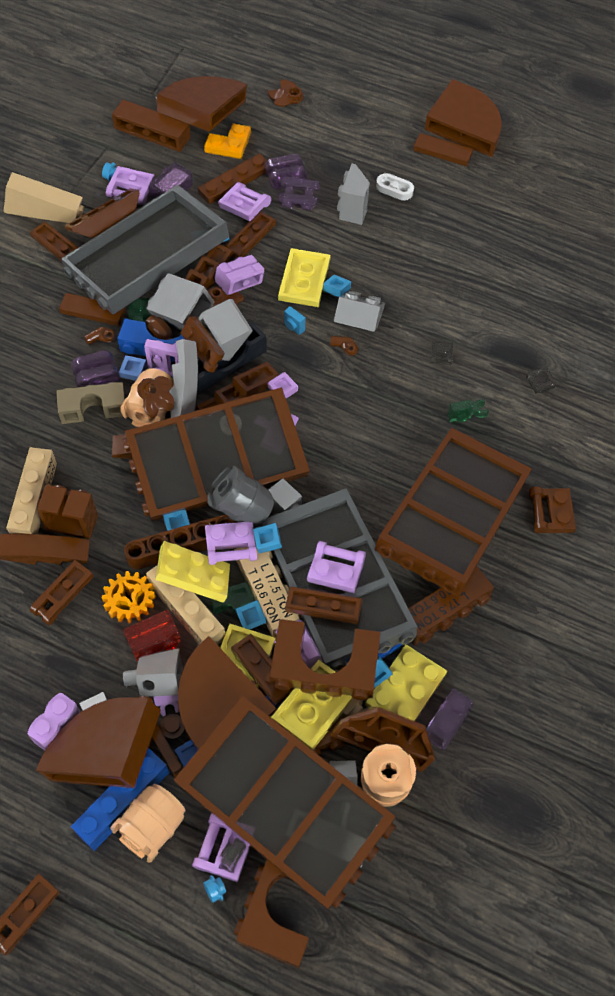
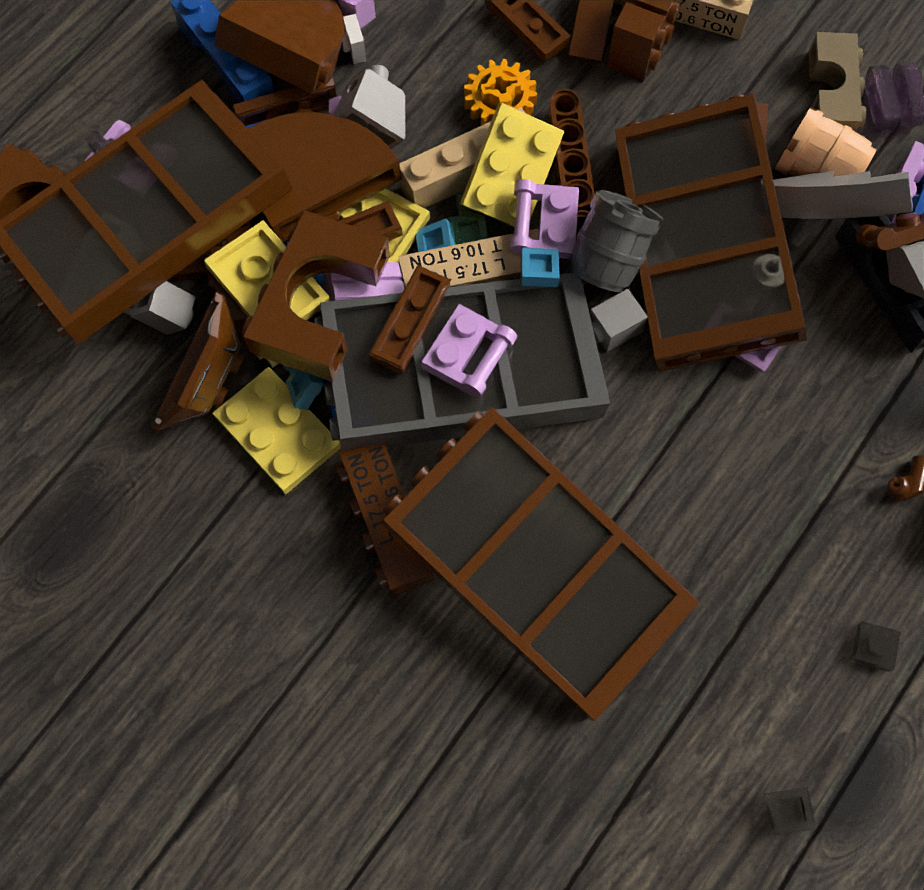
camera: 105 degrees right, 10 degrees up
(132, 367) = (893, 148): medium blue plate -> none
(149, 821) = (175, 63): light nougat piece -> none
(152, 635) = (434, 111): clear red brick -> none
(158, 397) = (815, 150): reddish brown plate -> none
(176, 519) = (606, 171): dark azure plate -> none
(214, 888) = (78, 139): dark azure plate -> none
(243, 385) = (830, 297): reddish brown slope -> none
(284, 381) = (831, 360): lavender plate -> none
(379, 787) = (139, 351): light nougat piece -> none
(449, 719) = (207, 468): clear purple brick -> none
(463, 410) = (740, 642): clear green plate -> none
(559, 510) = (517, 757): reddish brown plate -> none

